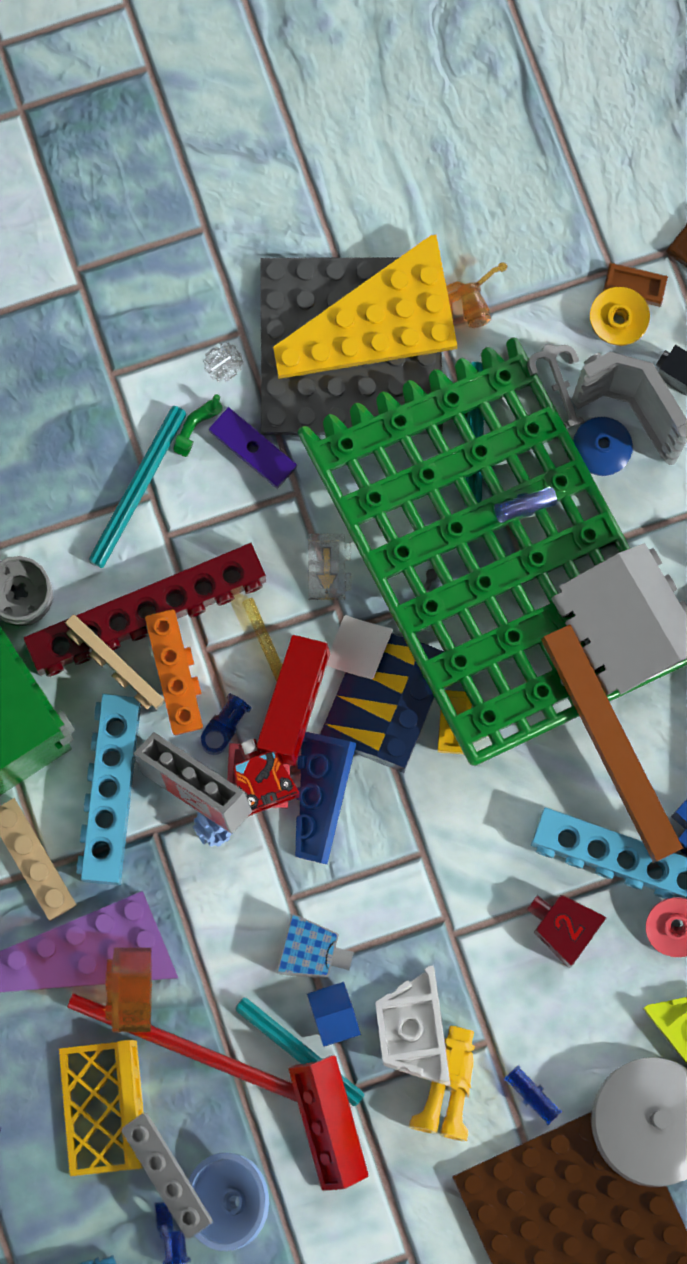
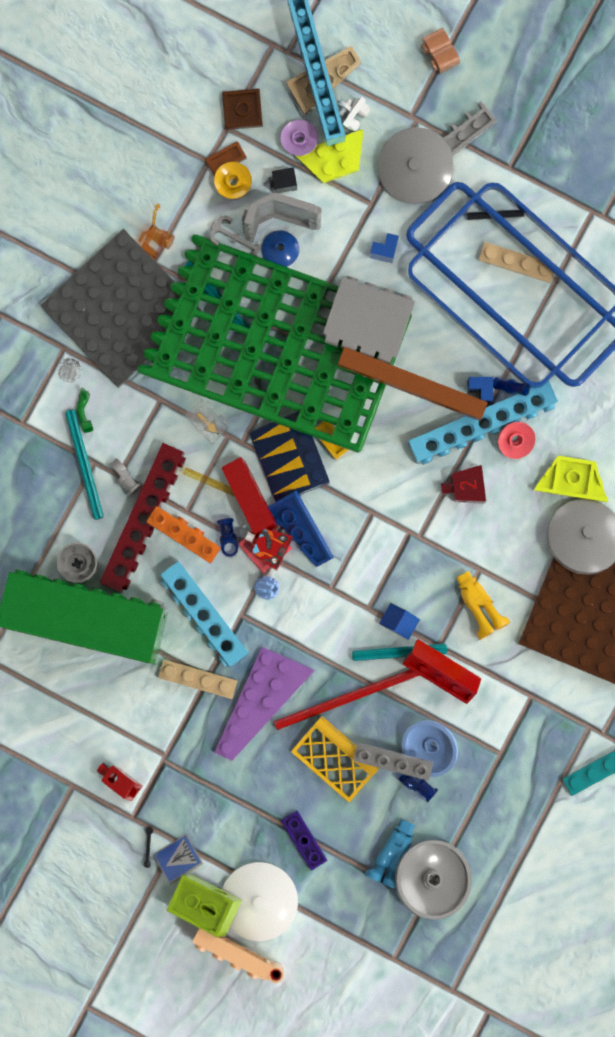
camera: 40 degrees left, 5 degrees up
(104, 655) = (160, 556): tan plate -> none
(129, 990) = (299, 695): clear orange brick -> none
(168, 547) = (125, 479): none -> light grey connector
(193, 782) = (240, 576): light grey brick -> none
(239, 436) = (109, 397): dark purple tile -> none
(311, 950) = (363, 602): torso -> none
(358, 647) = (256, 445): white sticker -> none
(384, 319) = (125, 281): yellow wing -> none
(413, 1029) = (441, 595): white wing -> none
(525, 504) = (272, 309): clear blue pin -> none
(533, 1095) = (521, 574): clear blue pin -> none

